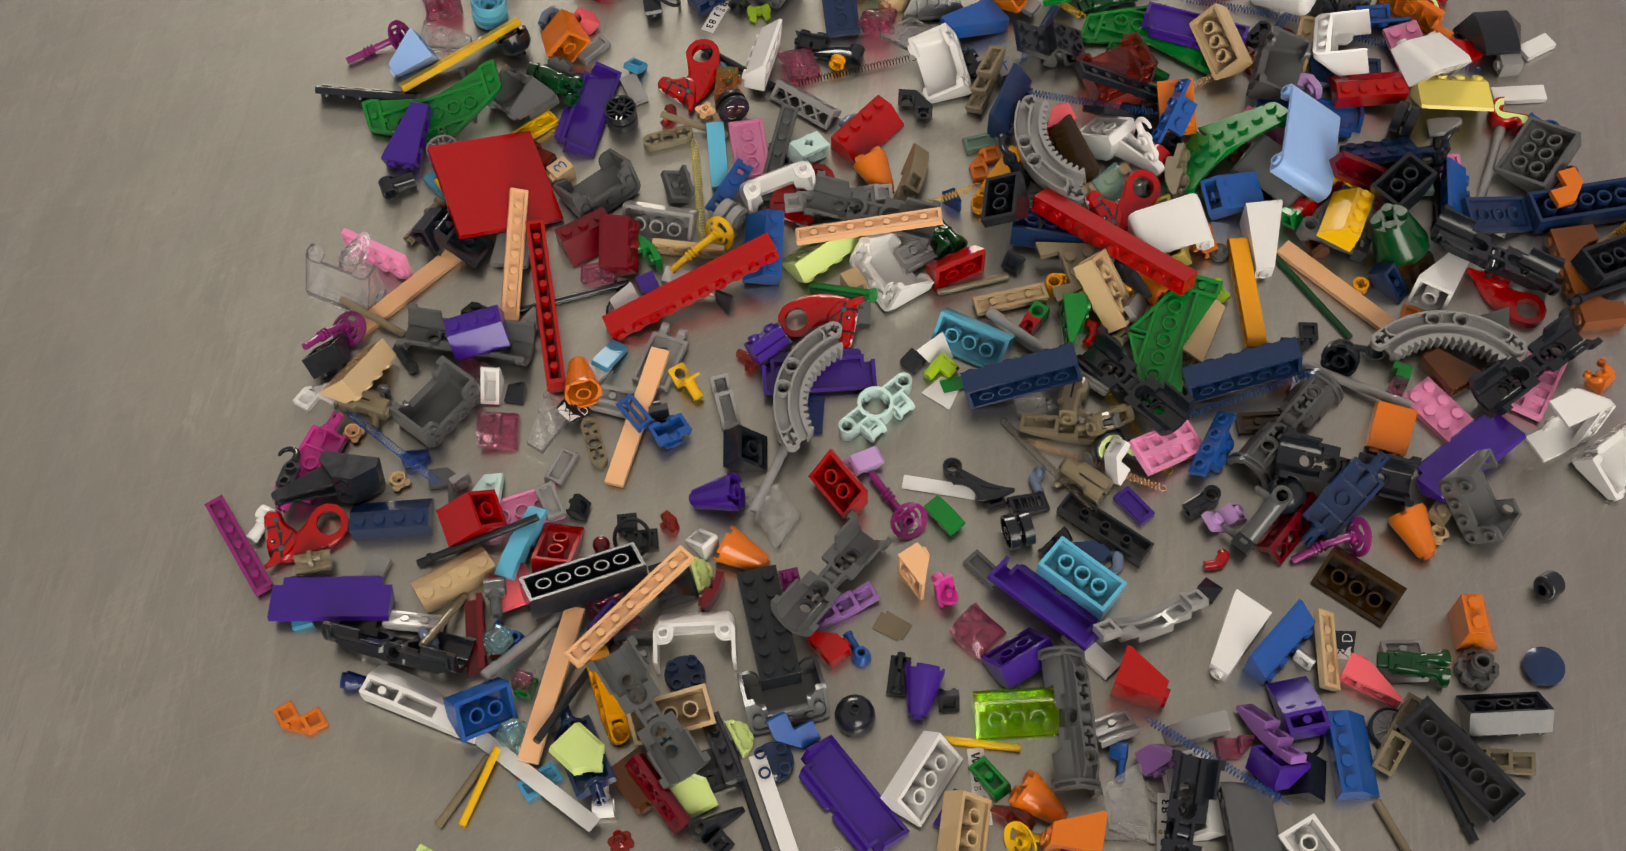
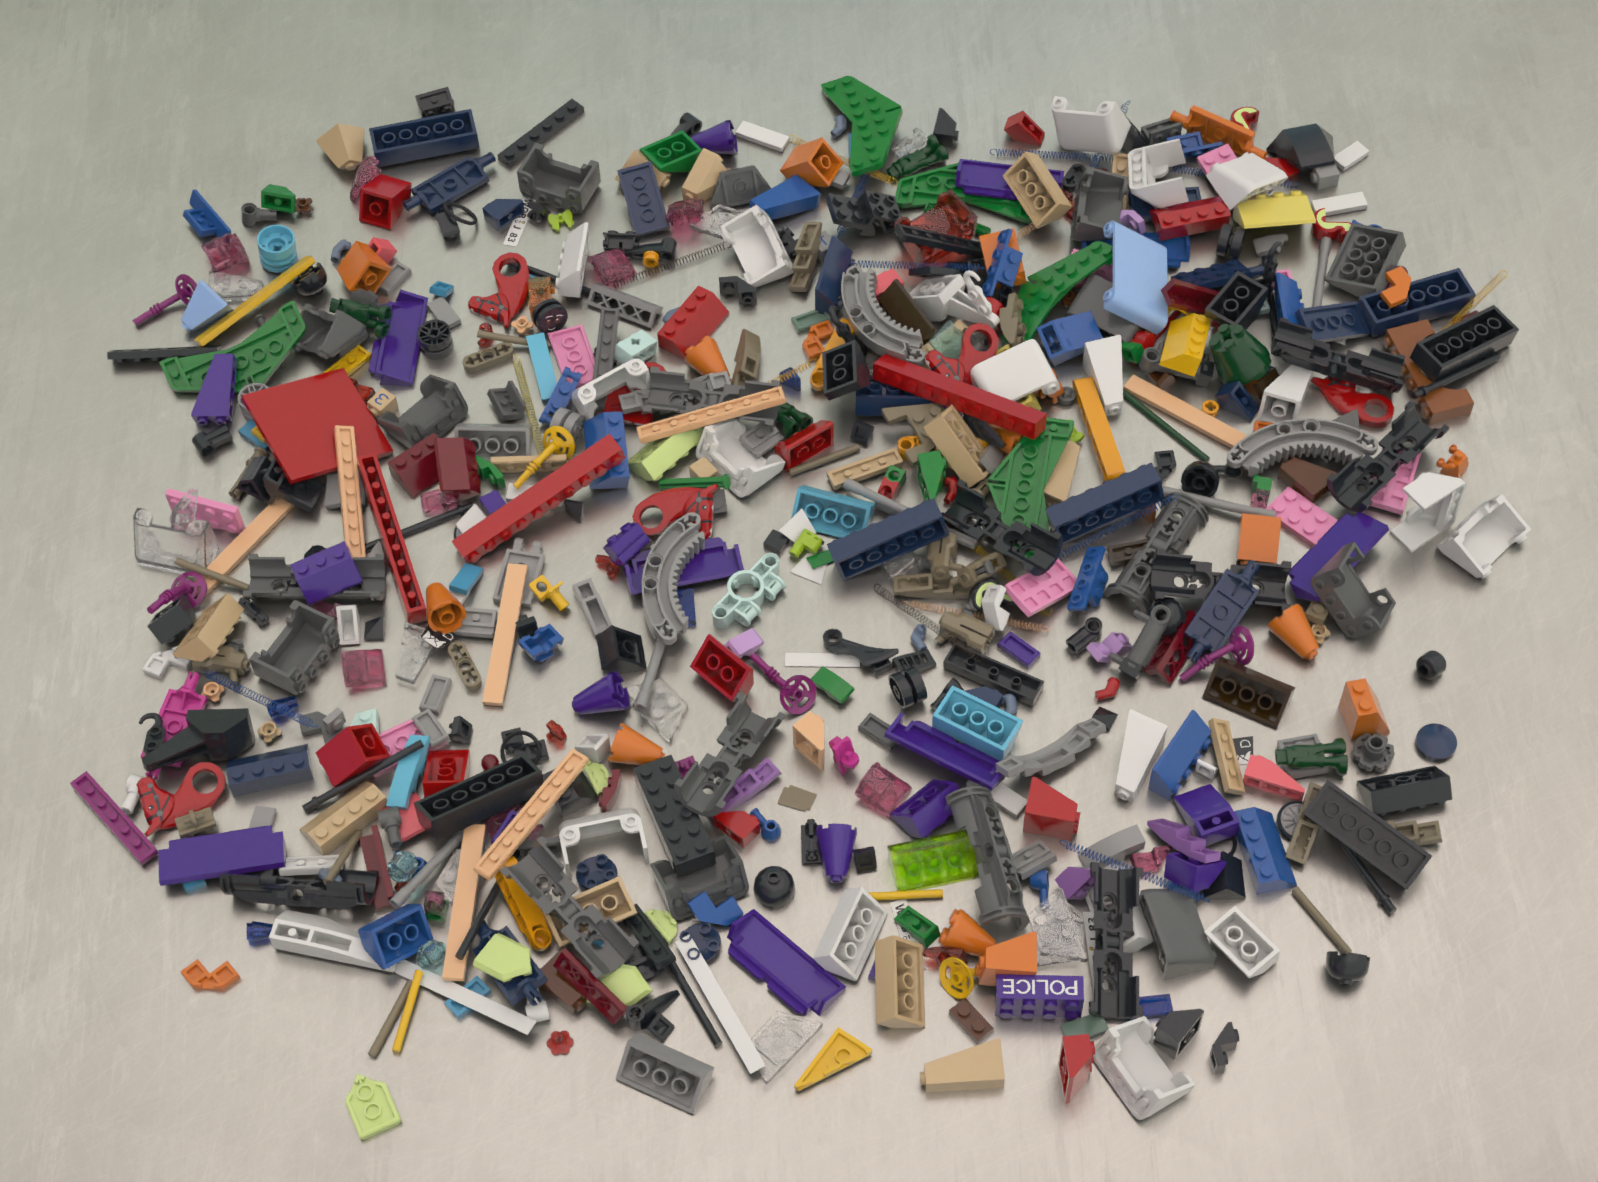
camera: 10 degrees left, 5 degrees down
(643, 424) = (513, 640): blue tile -> none

